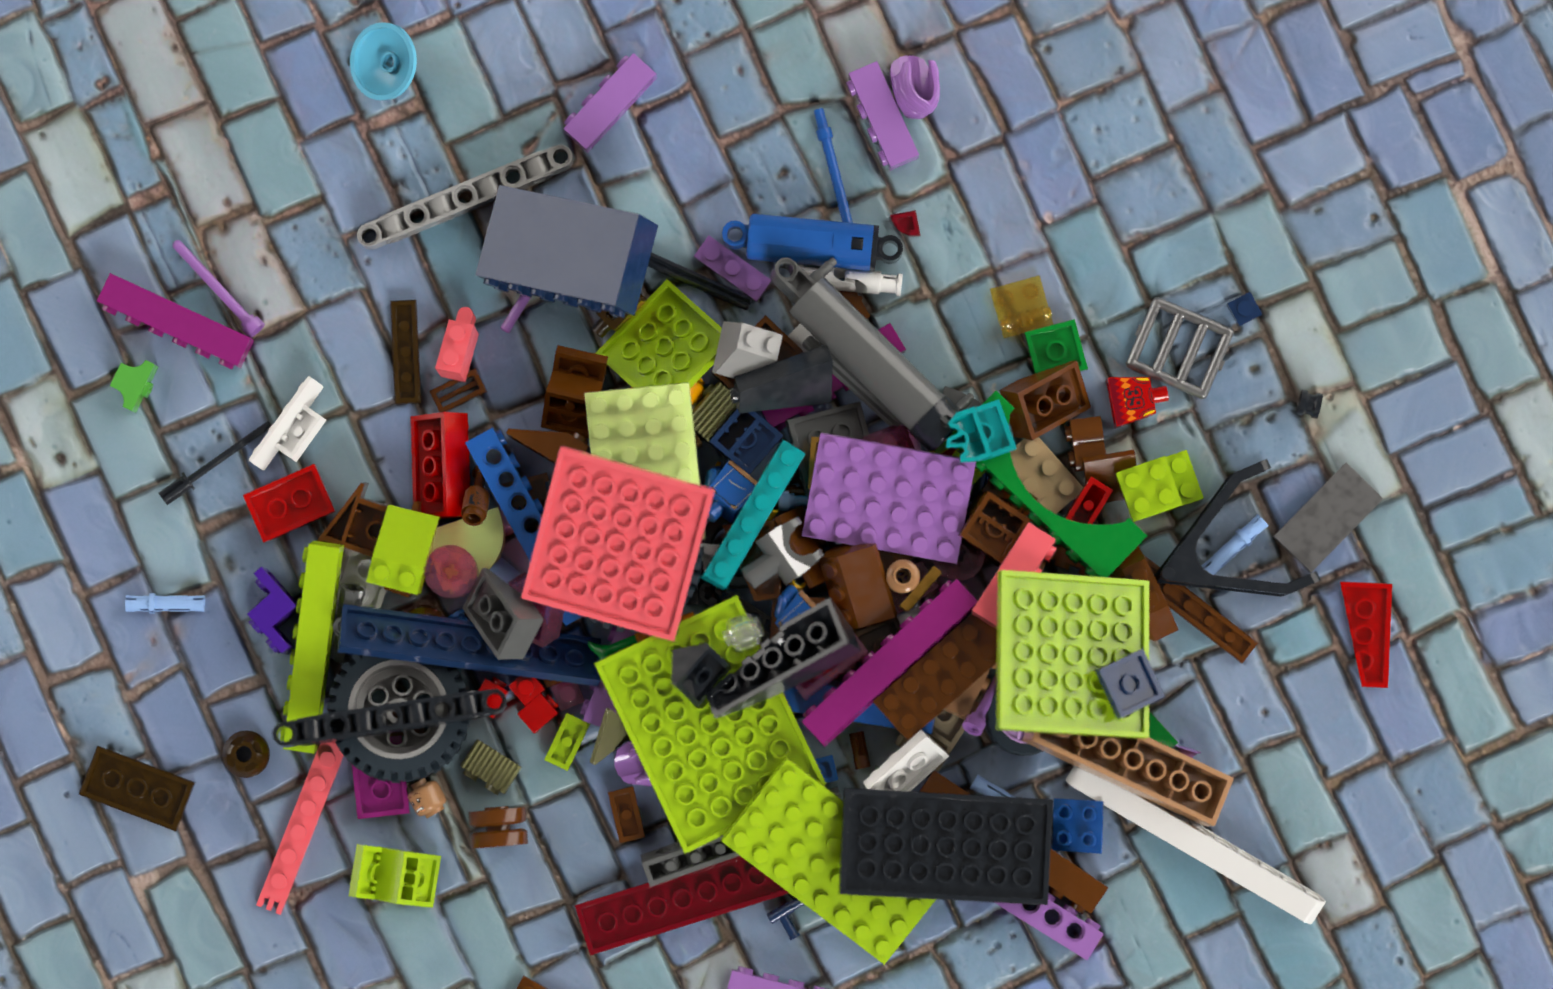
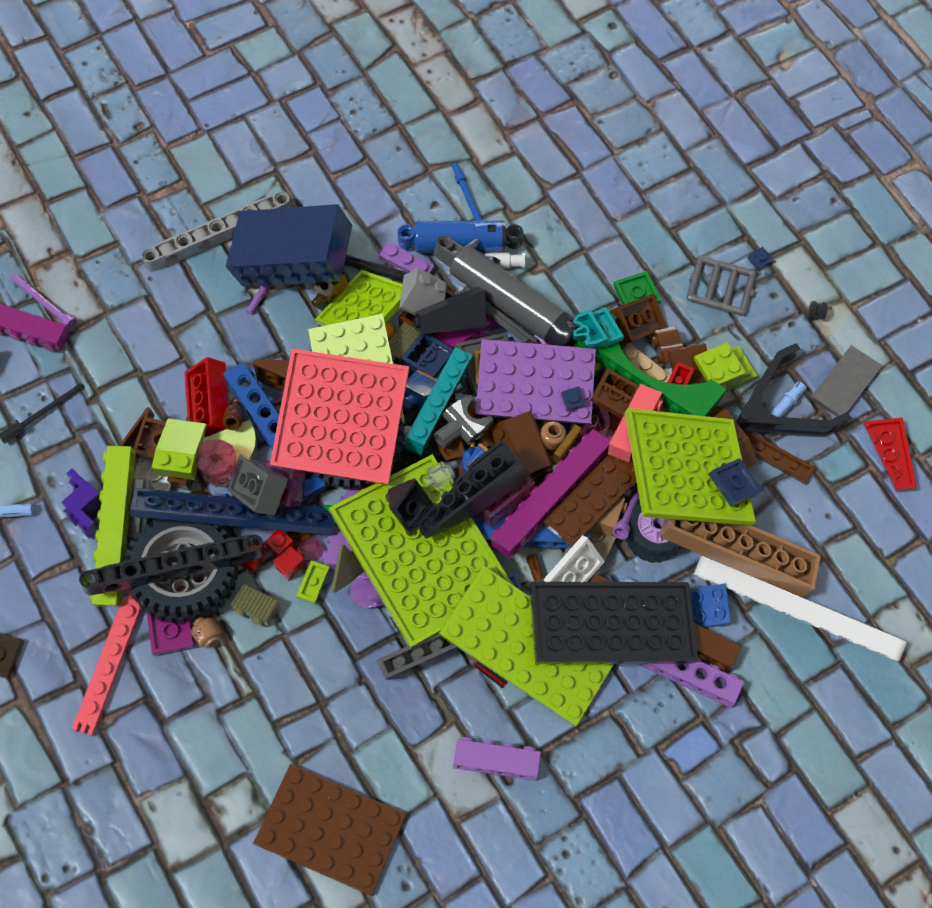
camera: 10 degrees left, 20 degrees down
(258, 760) = (69, 622): dark brown piece -> none
(289, 503) = (94, 434): red plate -> none
(293, 428) = (96, 384): white bracket -> none
(373, 58) = (157, 153): medium azure dish -> none
(394, 875) = (182, 692): lime bracket -> none
(405, 352) = (179, 331): dark brown tile -> none
(458, 346) = (215, 321): coral brick -> none
(478, 382) = (221, 354): reddish brown tile -> none
(498, 827) = (262, 646): reddish brown wheel -> none
(571, 377) = (296, 330): reddish brown bracket -> none
(610, 102) = (313, 169): medium lavender brick -> none
(626, 814) = (362, 631): reddish brown plate -> none
(673, 904) = (407, 693): dark red plate -> none
(782, 912) = (491, 695): dark blue piece -> none
(883, 116) = (498, 163): medium lavender brick -> none
(906, 223) = (525, 224): dark red tile -> none
(915, 86) = (516, 144): medium lavender hair -> none
(934, 532) = (572, 398): none -> dark blue plate
(1021, 306) = (608, 268): clear yellow hinge -> none
(1133, 399) = (695, 316): torso -> none

